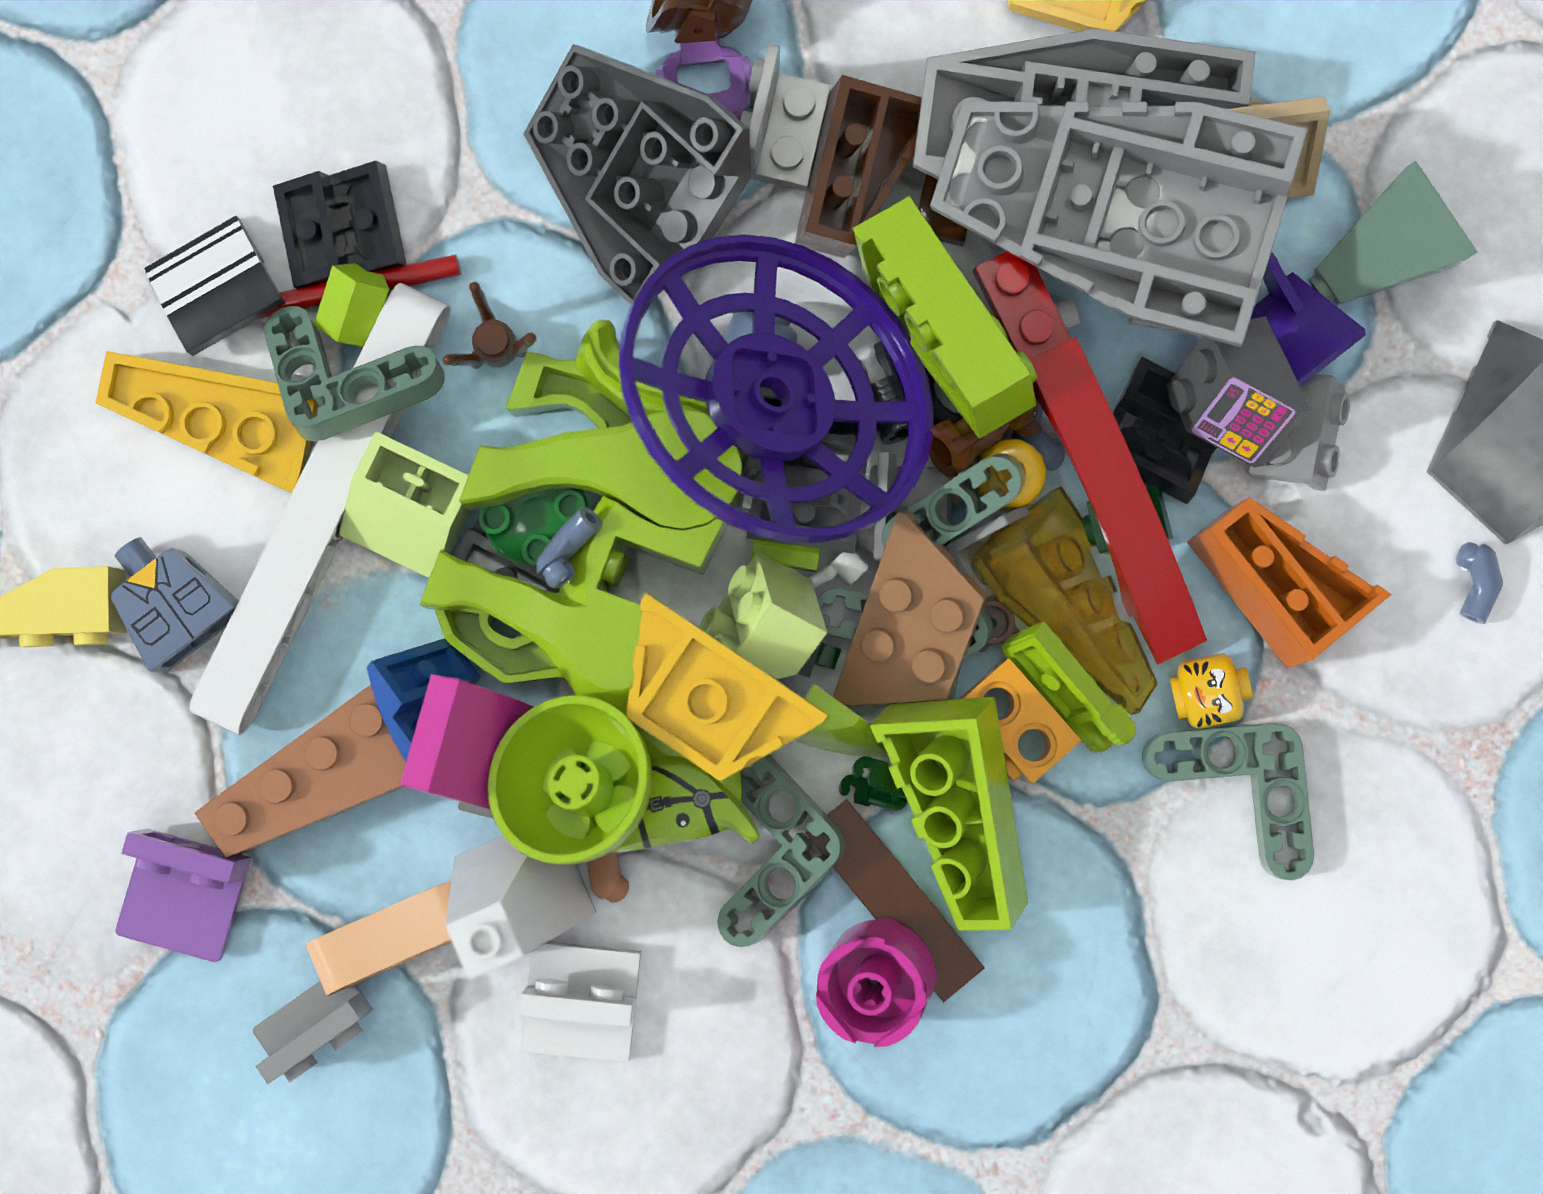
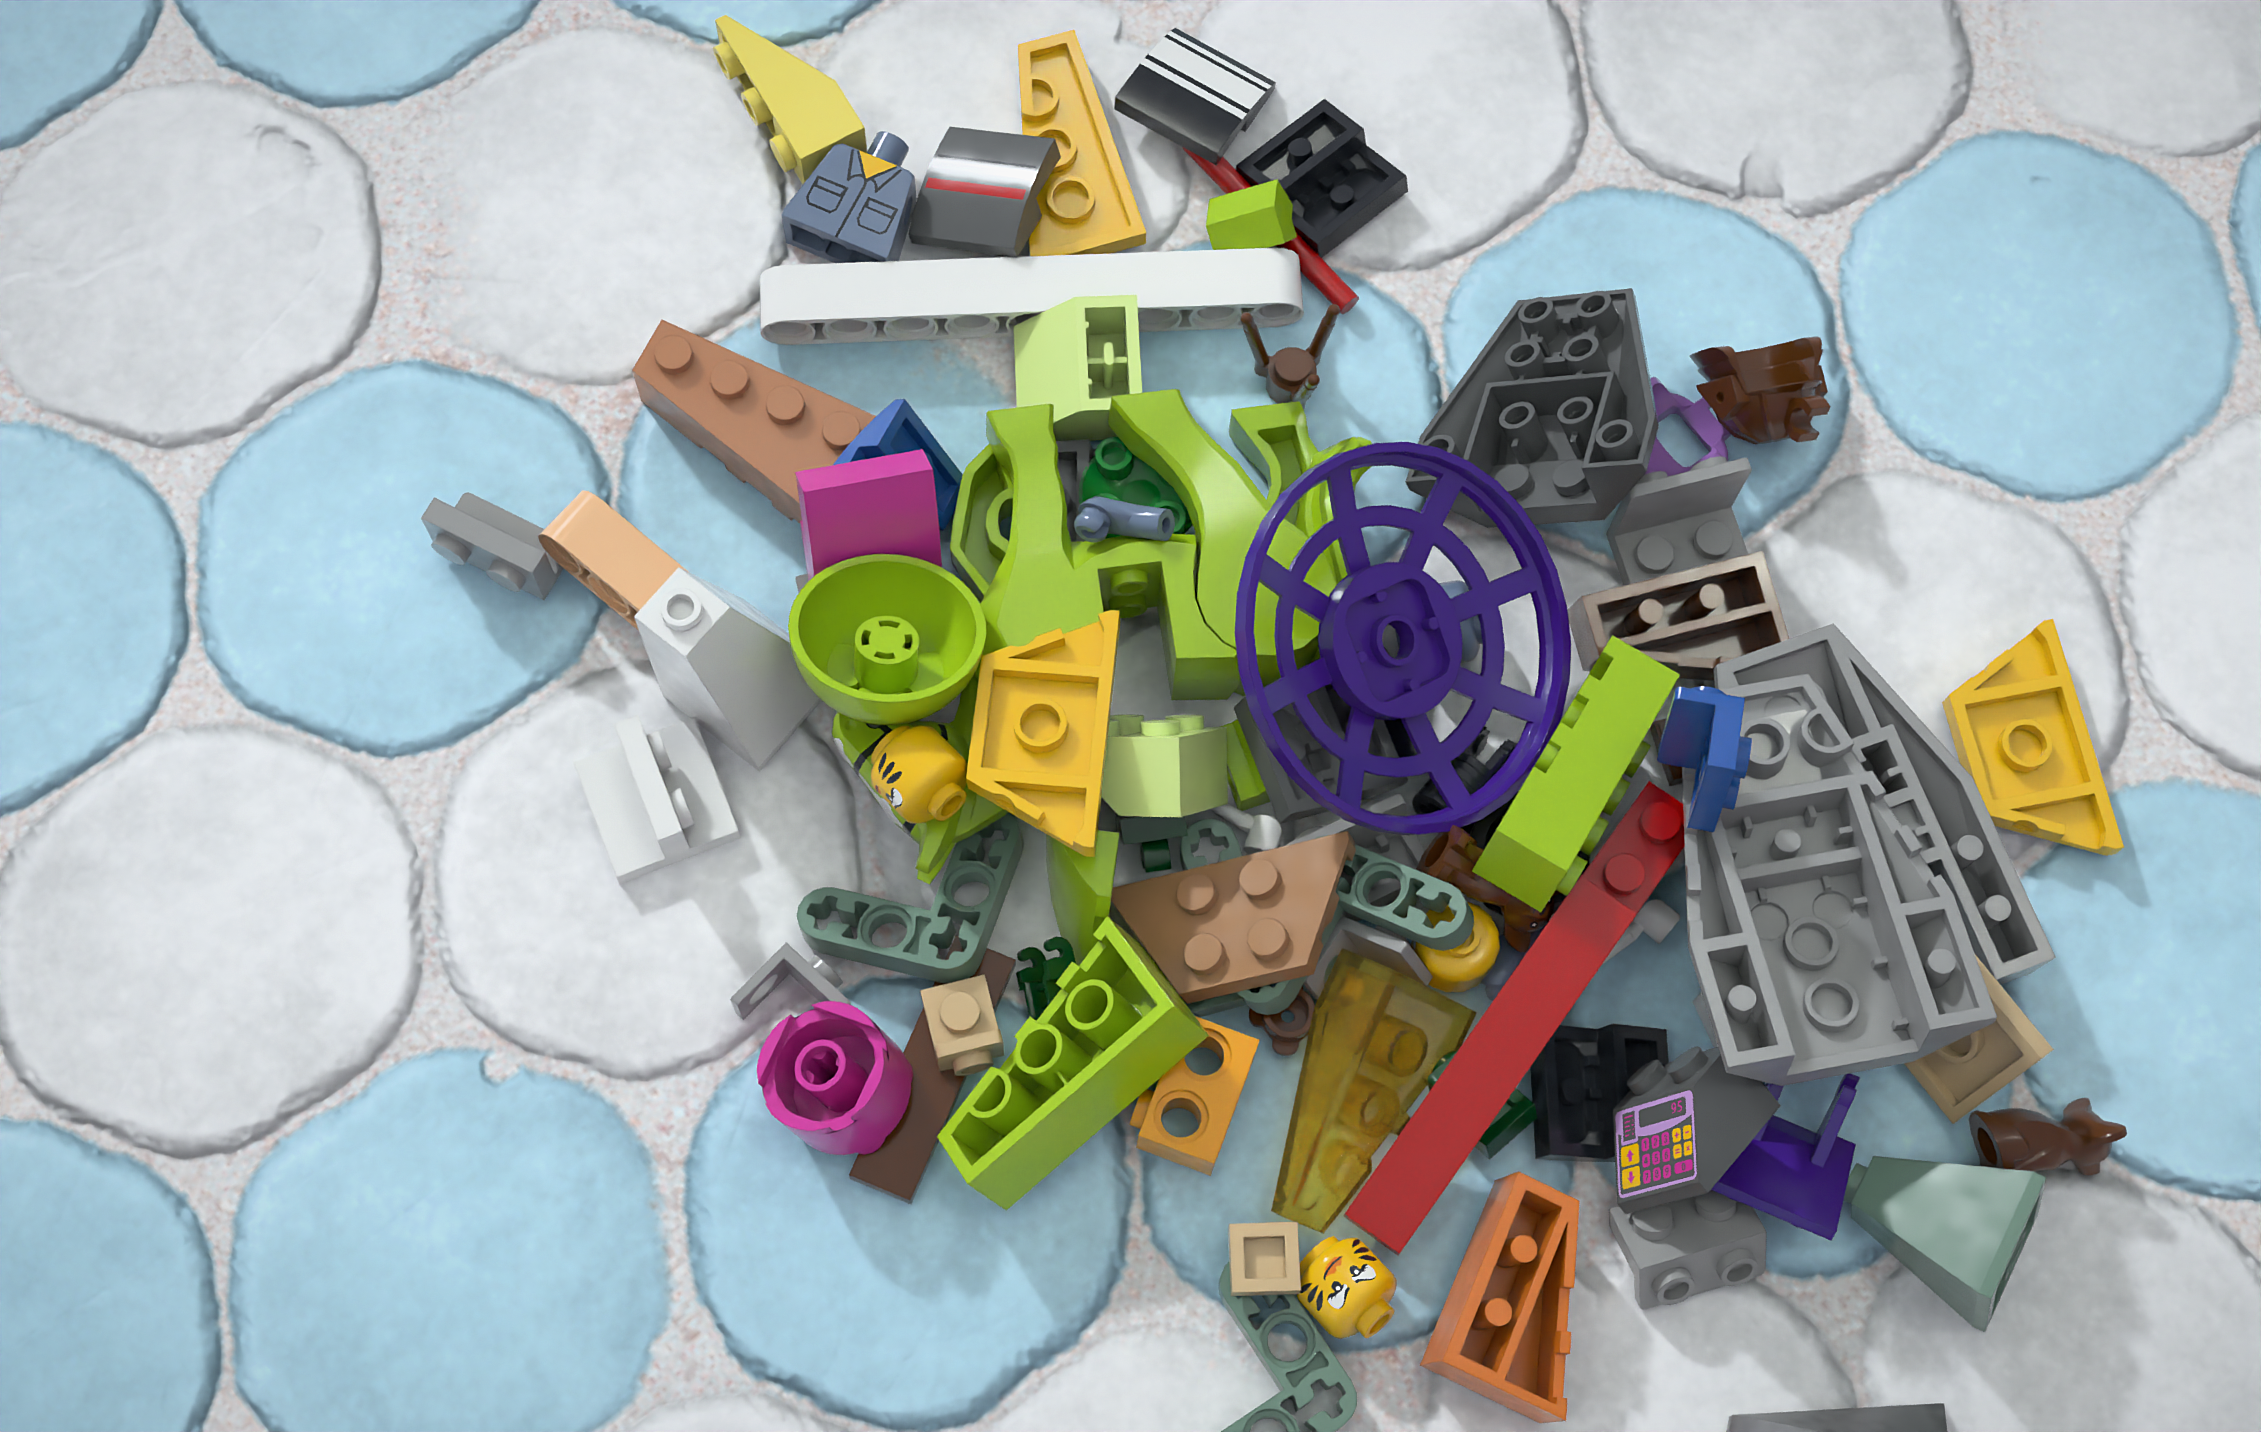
camera: 60 degrees right, 15 degrees down
(180, 894) = (571, 358): medium lavender bracket -> none
(212, 499) = (983, 191): none -> dark grey slope
(336, 393) = (1216, 299): sand green beam -> none
(607, 879) = (803, 754): nougat arm -> none
(690, 810) = (919, 774): none -> yellow head
(783, 954) = (814, 976): none -> light grey bracket
(881, 866) = (963, 1025): none -> tan bracket
(1010, 211) = (1705, 736): none -> blue bracket
(1069, 688) = (1261, 1127): lime hinge -> none
(1166, 741) = (1264, 1258): none -> tan plate
(1360, 149) = (2037, 1143): none -> reddish brown animal

